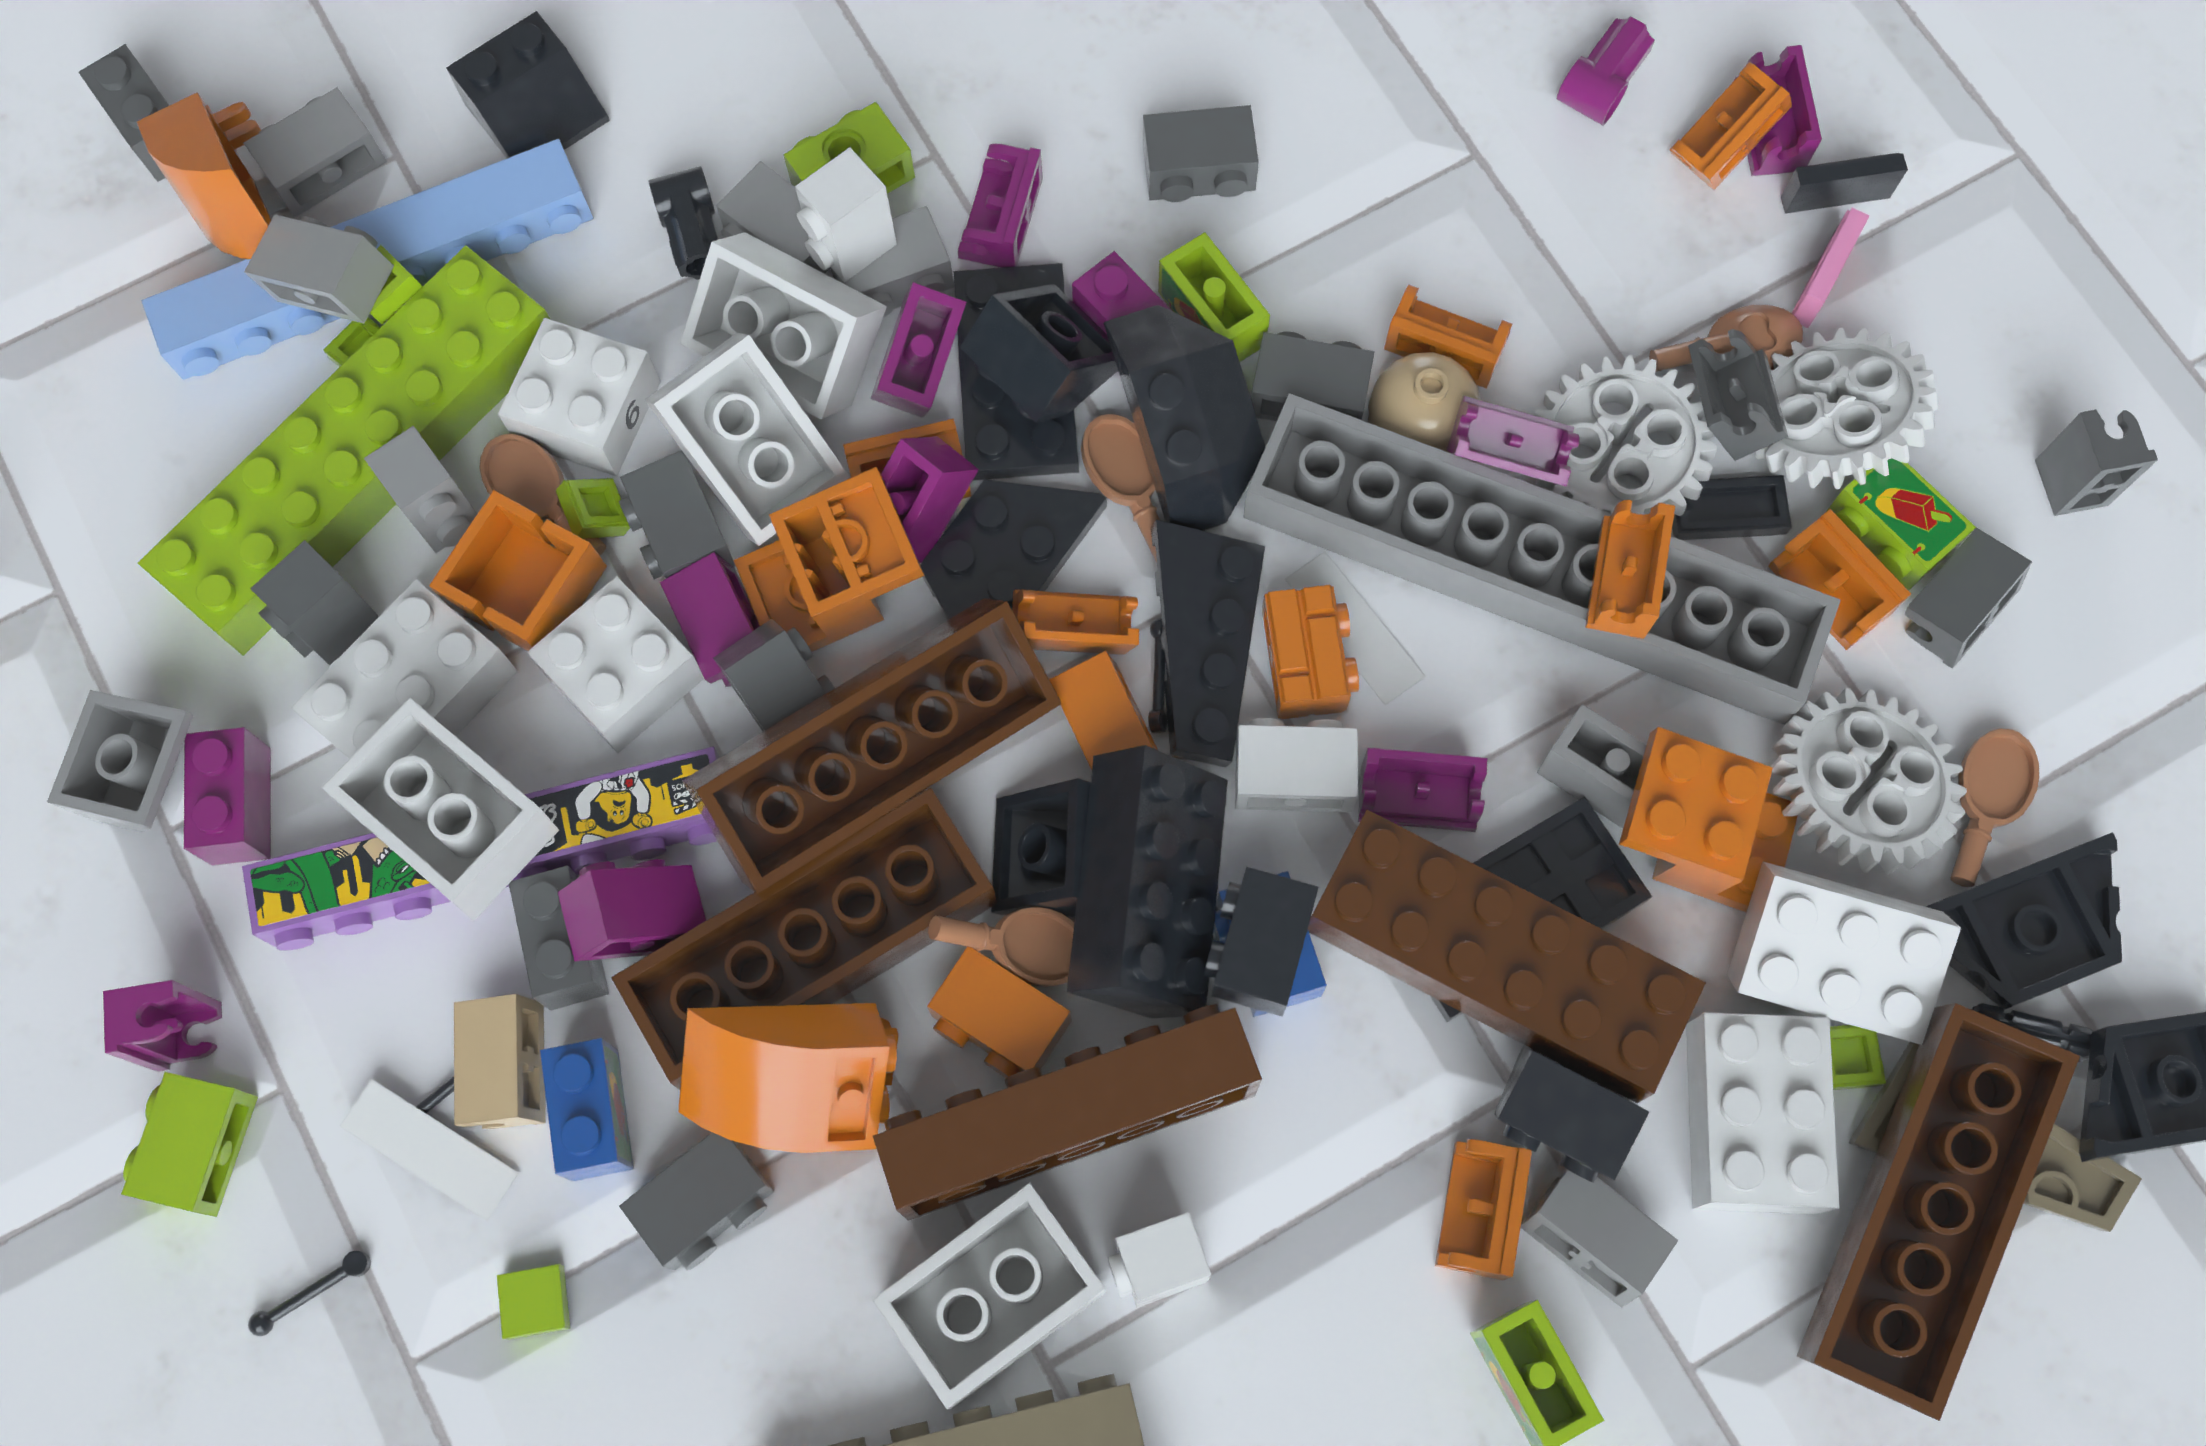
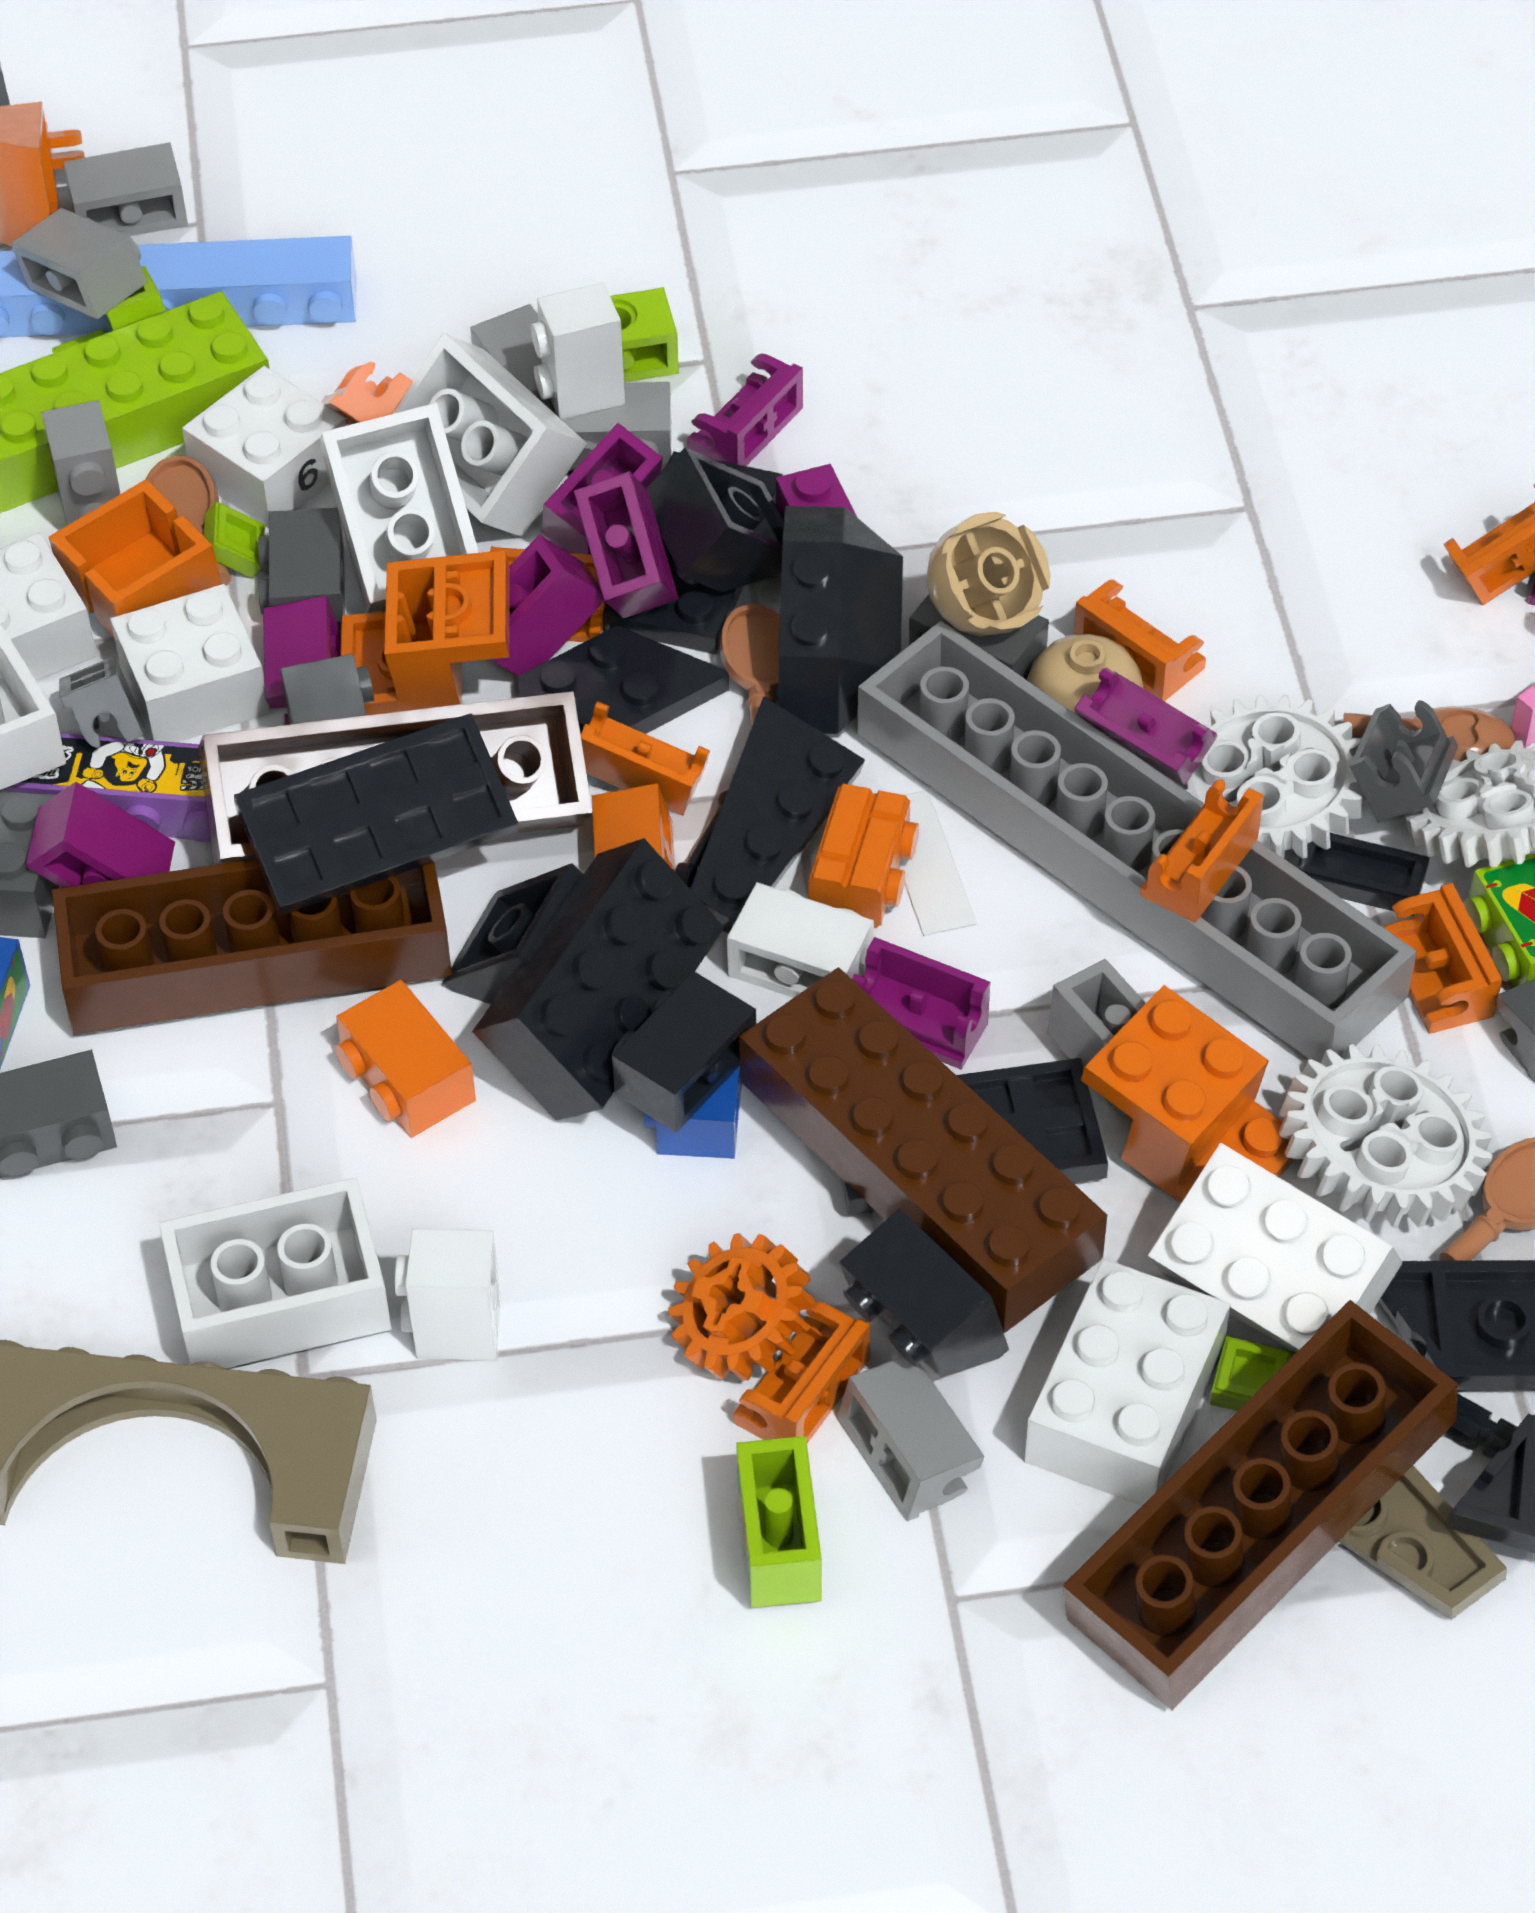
camera: 20 degrees right, 20 degrees down
(527, 89) = (345, 191): black slope -> none
(556, 743) = (101, 693): none -> hinge
(666, 327) = (355, 400): none -> hinge
(686, 212) = (437, 316): black piece -> none
(789, 1075) = (178, 1018): orange piece -> none
(884, 802) = (375, 813): none -> black plate
(976, 413) = (626, 545): none -> magenta brick
(1026, 942) = (452, 995): nougat piece -> none
(1068, 1112) = (431, 1142): reddish brown brick -> none
(1200, 153) = (962, 421): dark grey brick -> none
(1208, 291) = (910, 521): lime brick -> none
(1322, 341) = (987, 575): none -> tan cylinder
(1381, 1165) = (738, 1306): none -> orange gear
(1600, 80) = (1400, 476): magenta piece -> none

